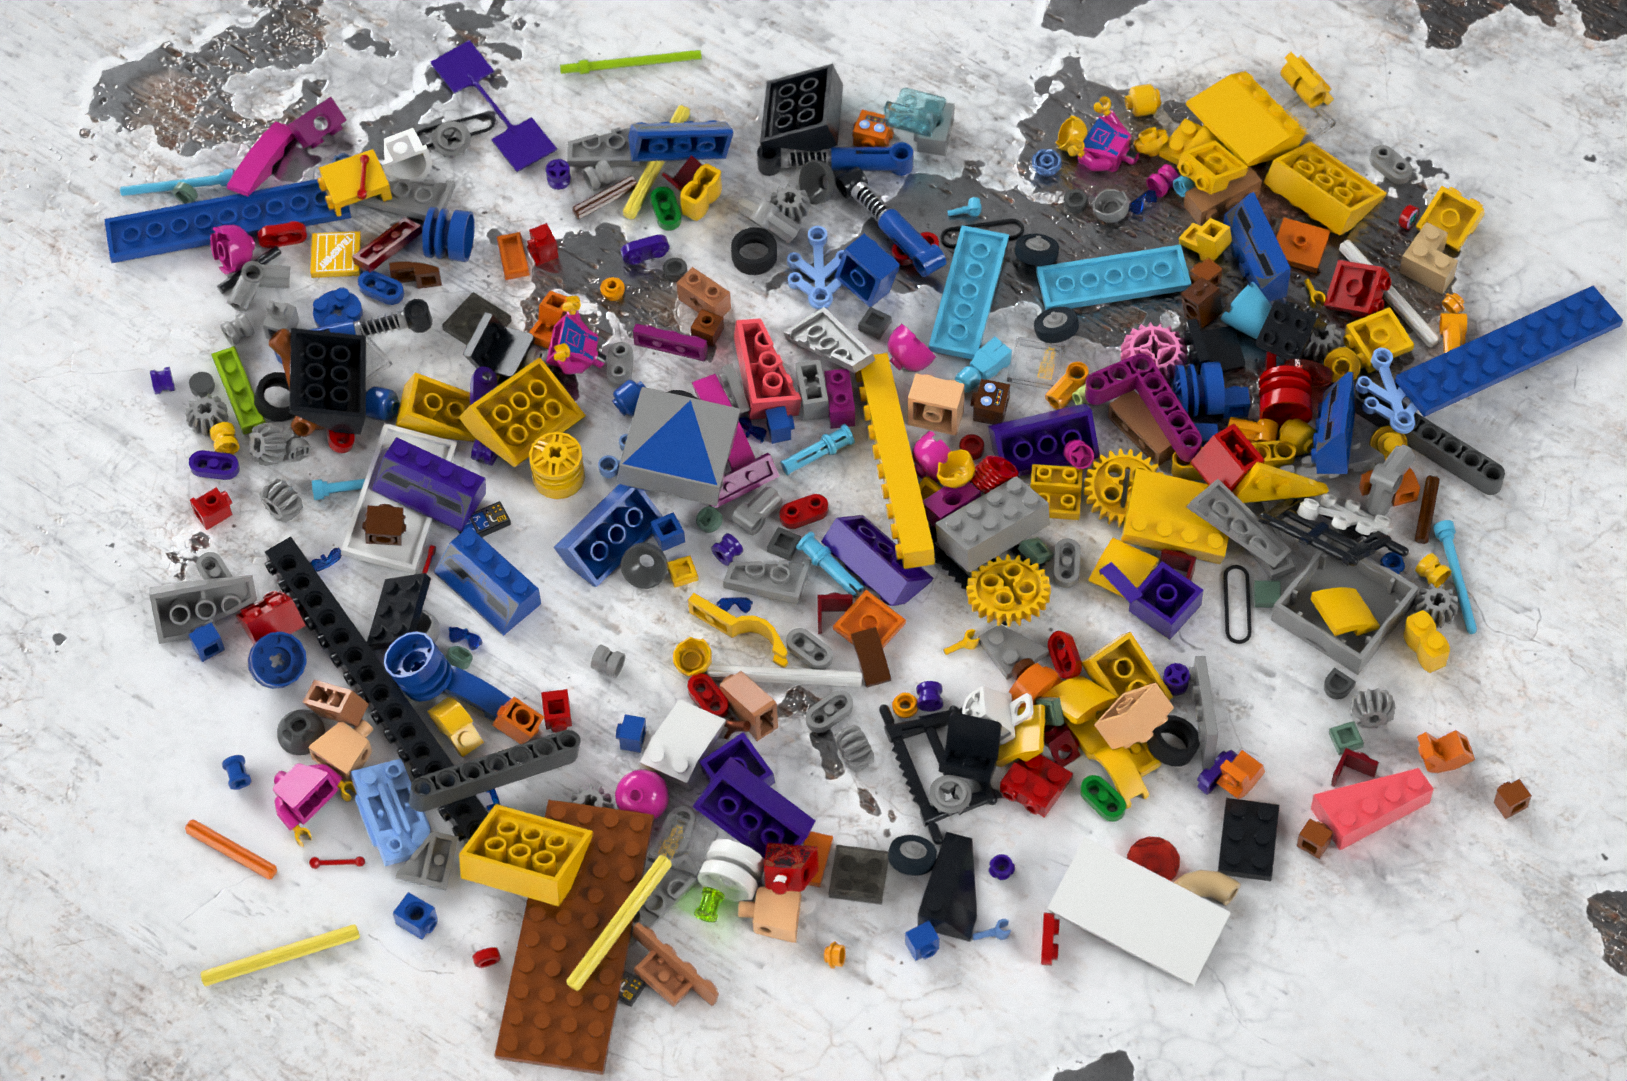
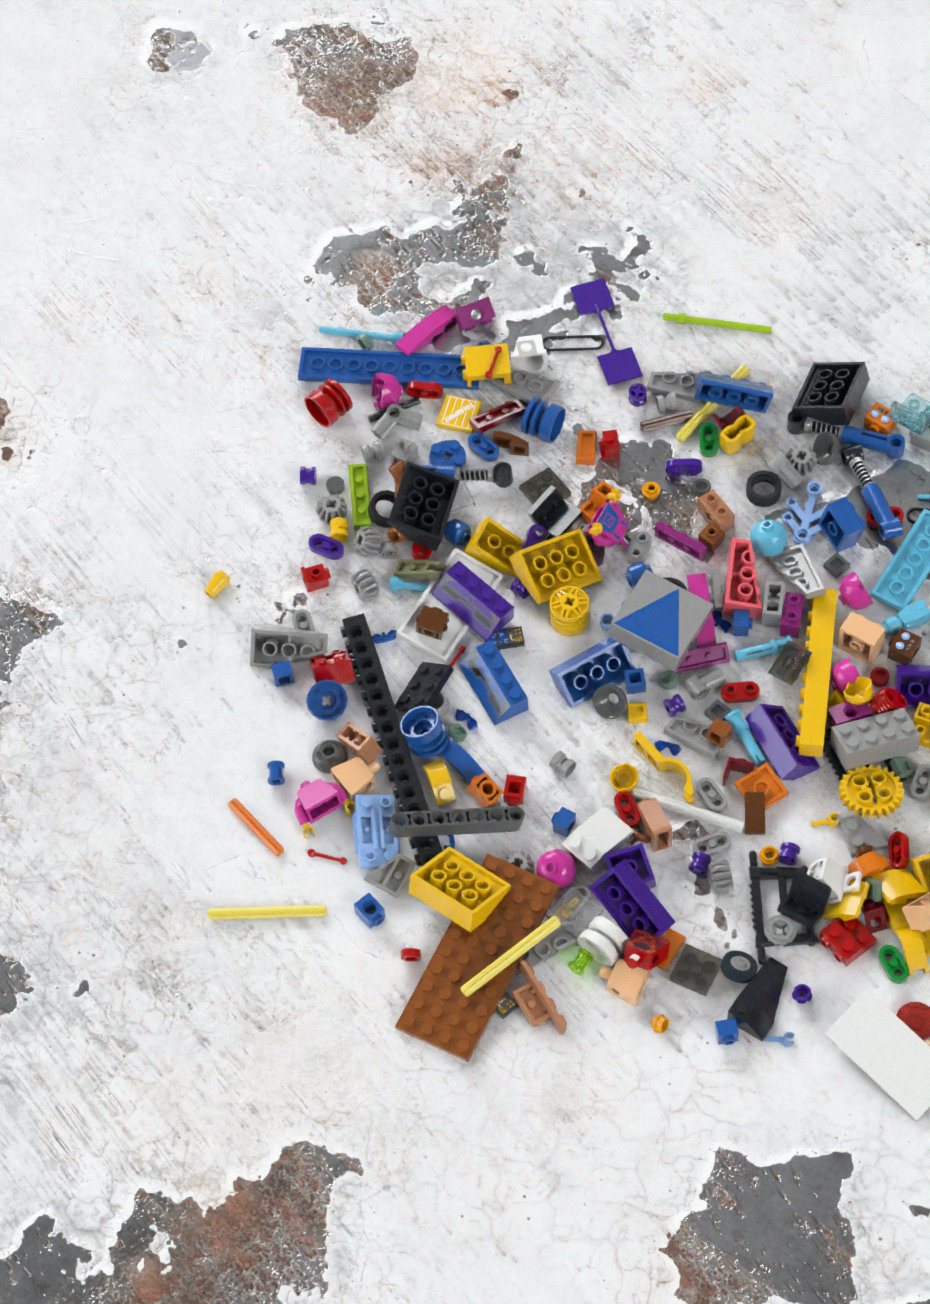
camera: 20 degrees right, 0 degrees up
(83, 549) = (217, 583): none -> yellow cone
(161, 281) = (328, 403): none -> red wheel
(346, 462) = (419, 569): none -> olive hinge
(447, 130) = (566, 342): light grey gear -> none
(780, 309) = (768, 537): none -> medium azure cylinder
(796, 568) = (719, 732): none -> dark orange plate
(822, 739) = (700, 863): none -> dark purple wheel
(857, 457) = (790, 663): none -> clear smoke plate
(1050, 928) = (817, 1063): red plate -> none

